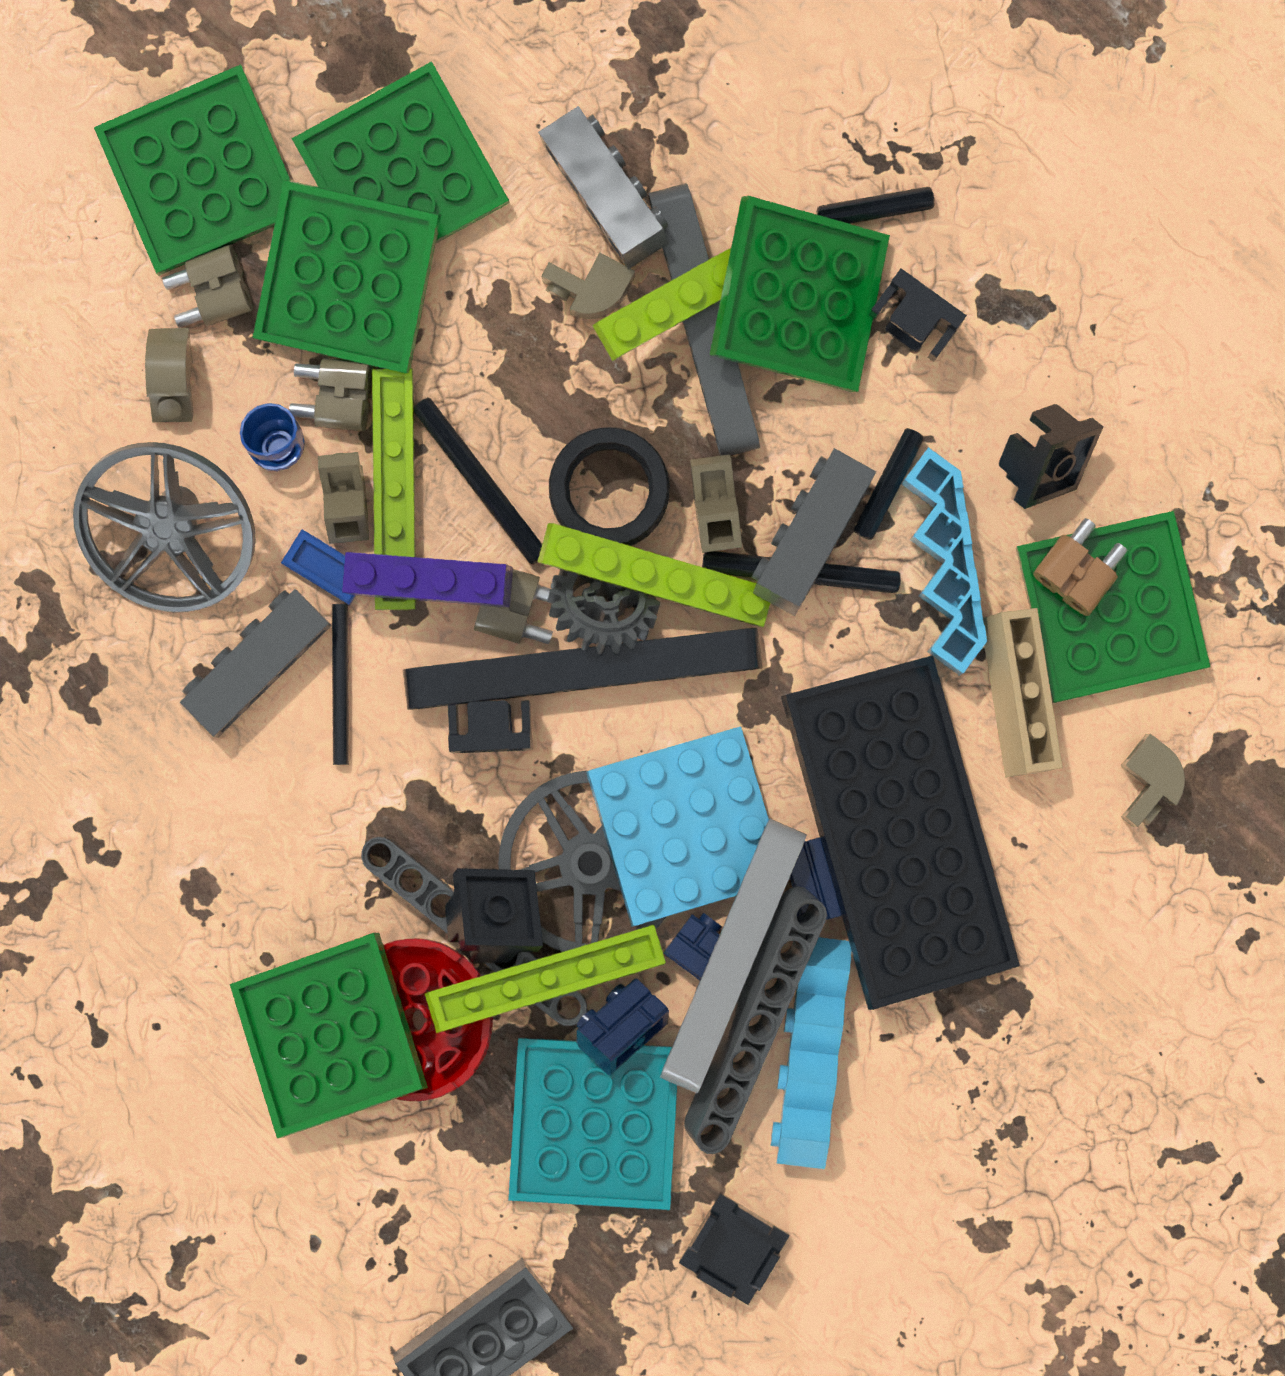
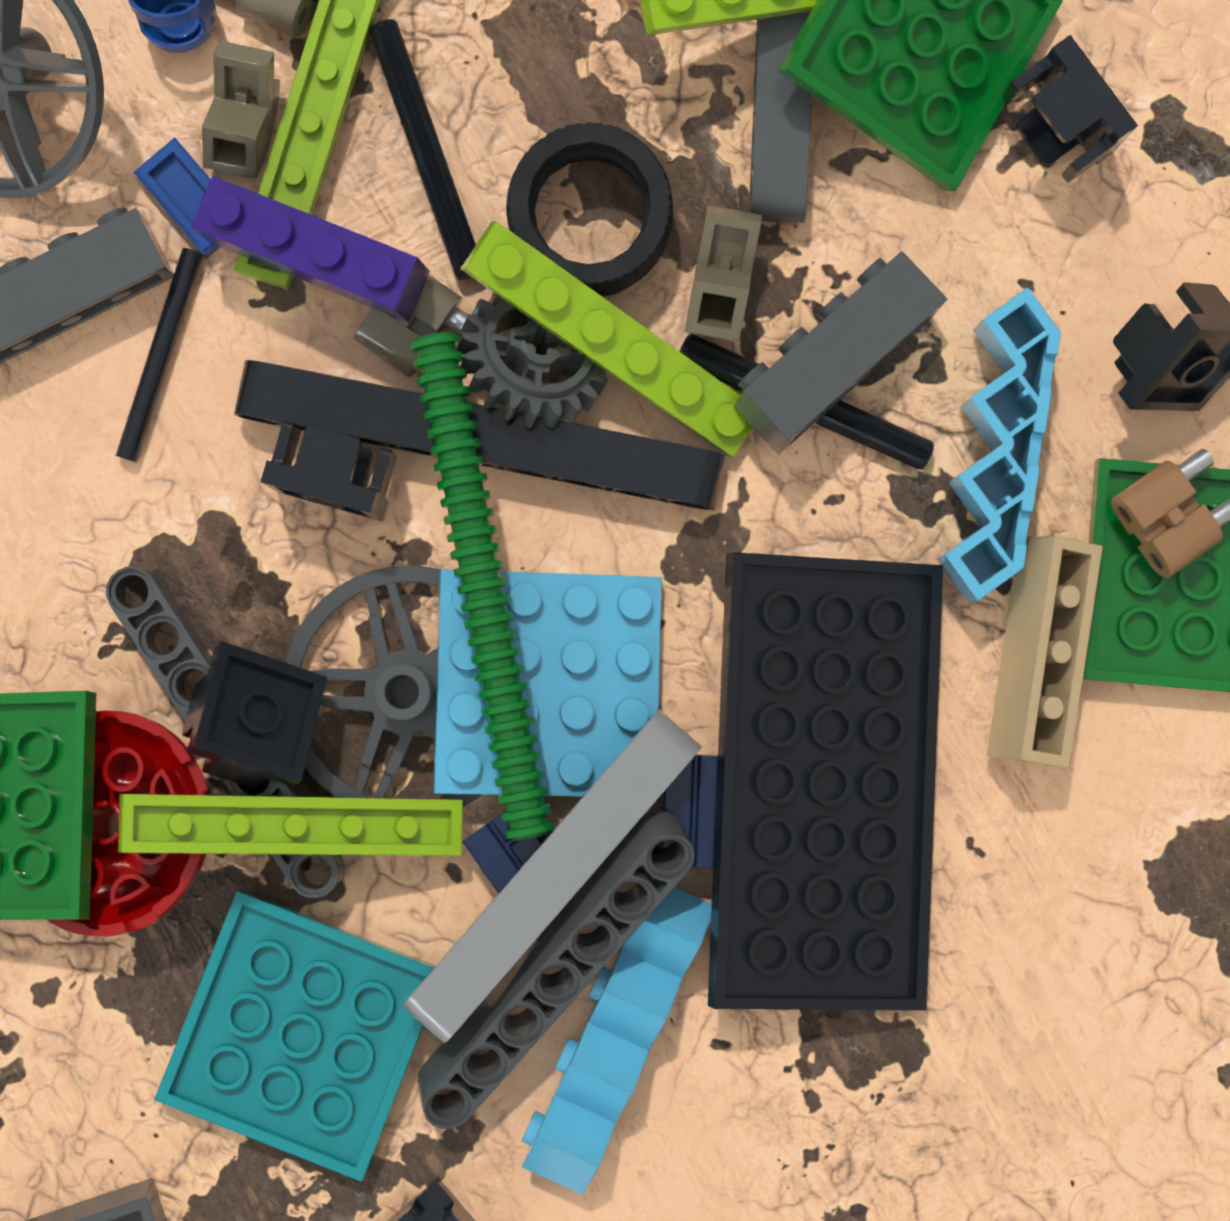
camera: 20 degrees right, 0 degrees up
(621, 773) = (482, 585): none -> green piece
(621, 1025) = (375, 918): dark blue brick -> none
(888, 484) = (956, 324): black axle -> none
(1160, 773) = (1192, 821): dark tan brick -> none

